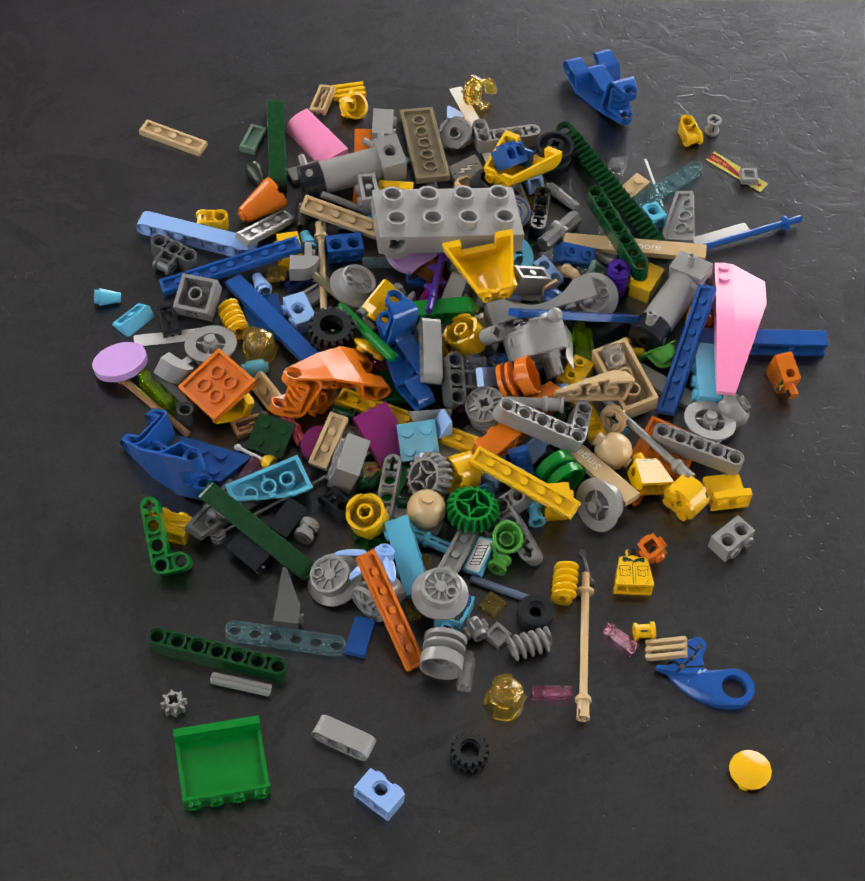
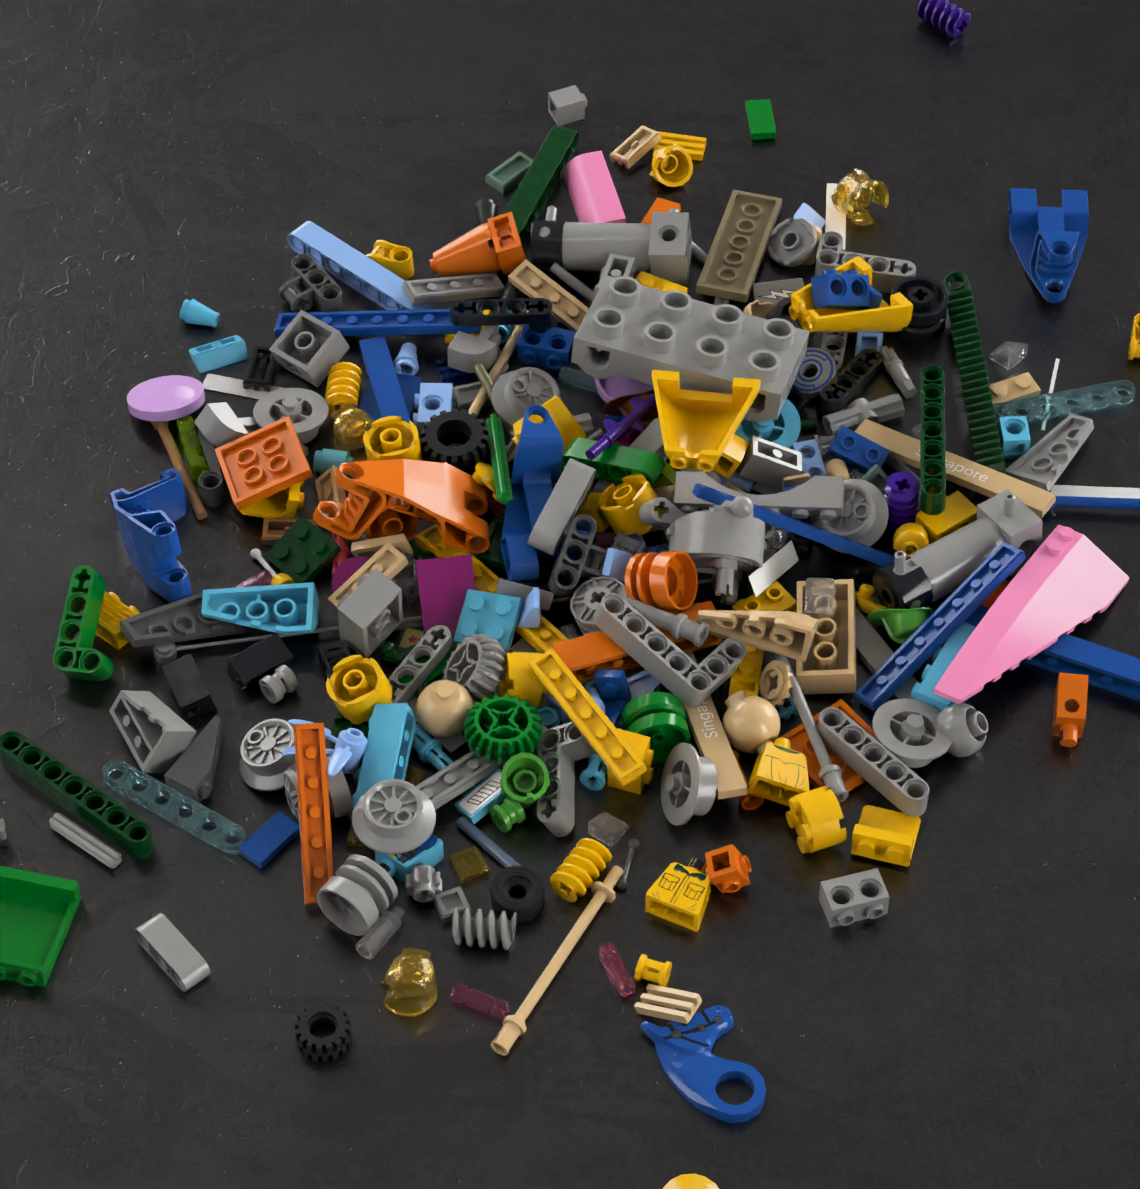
camera: 30 degrees right, 5 degrees down
(173, 138) = (406, 140): tan tile -> none
(219, 461) = (211, 559): blue wing -> none
(245, 592) = (151, 730): none -> light grey wedge
(257, 530) = (207, 656): dark green beam -> none
(264, 84) = (567, 105): none -> light grey brick
(276, 274) = (433, 353): clear yellow tile -> none
(288, 186) = (506, 241): none -> orange brick
(295, 344) = (392, 439): none -> yellow brick
(319, 417) = (369, 547): none -> tan plate
(333, 229) = (538, 318): none -> black beam
(383, 122) = (701, 201): light grey brick -> none
(383, 805) = (179, 1051): light blue brick -> none
(387, 59) = (760, 119): none -> green tile
(562, 549) = (607, 828): none -> clear slope
(583, 340) = (805, 565): clear neon green hinge -> none
(634, 302) = (910, 538): none -> yellow head

